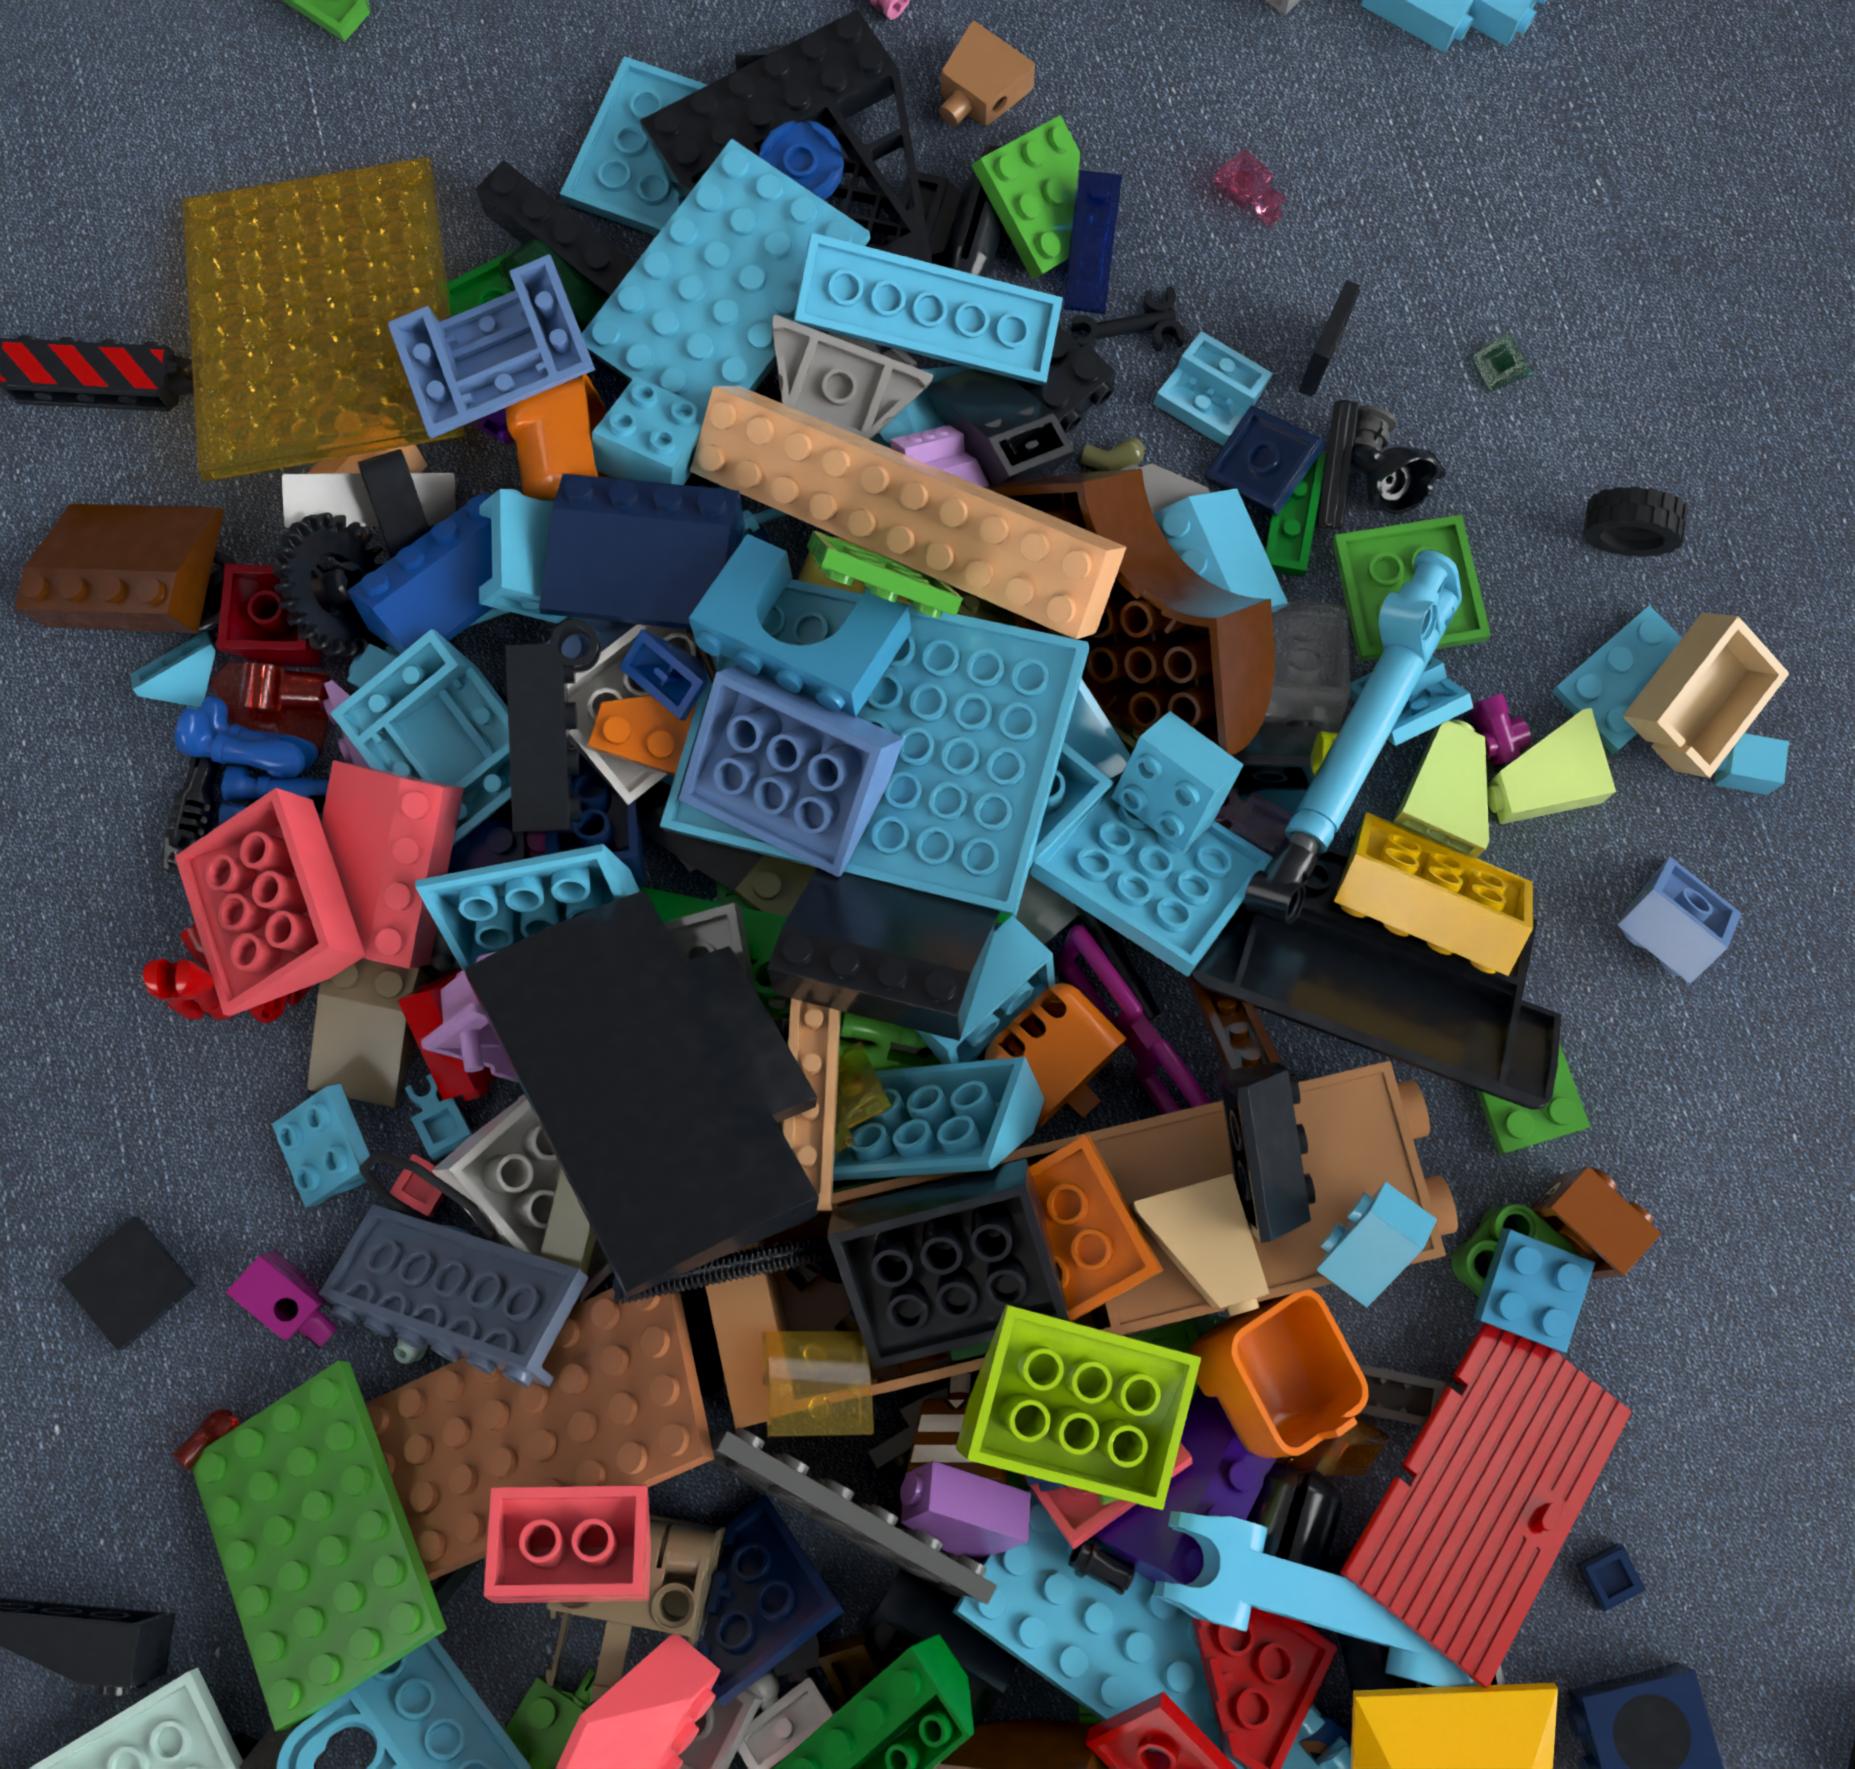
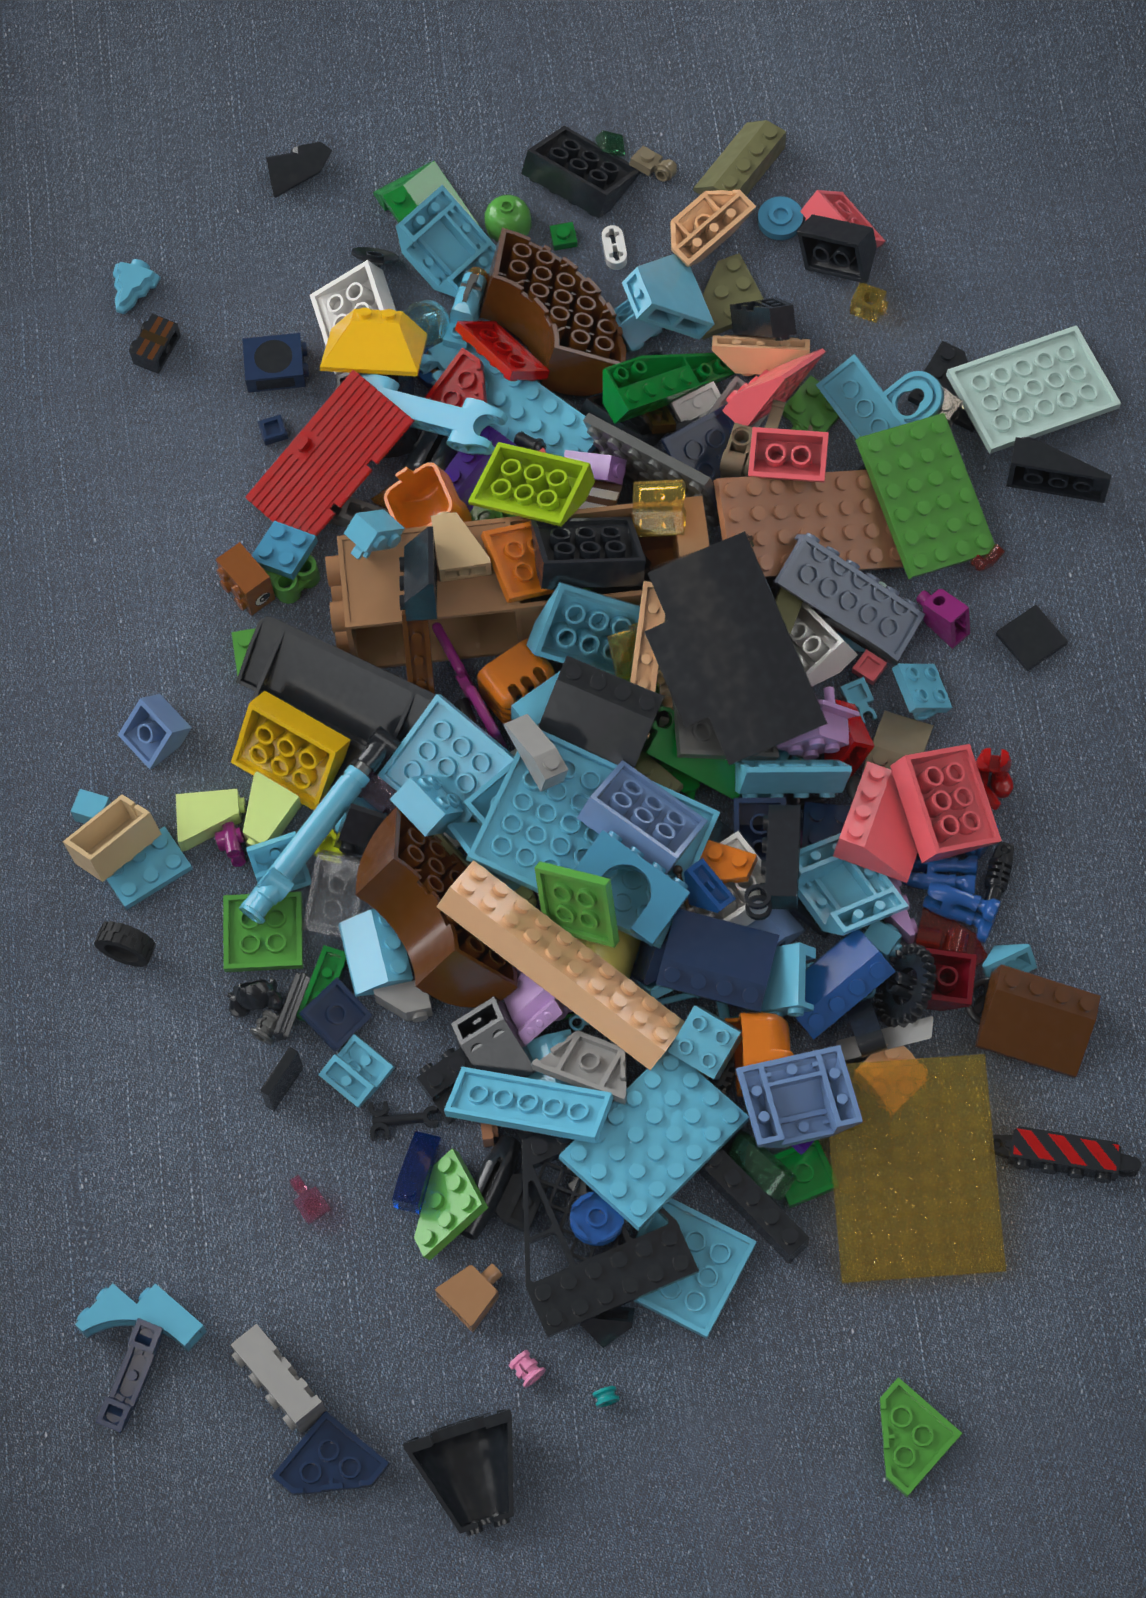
camera: 170 degrees left, 10 degrees down
(994, 852) = (537, 752): none -> light grey slope
(1123, 455) = (422, 1030): olive arm -> none
(1502, 362) = (174, 1066): clear green slope -> none

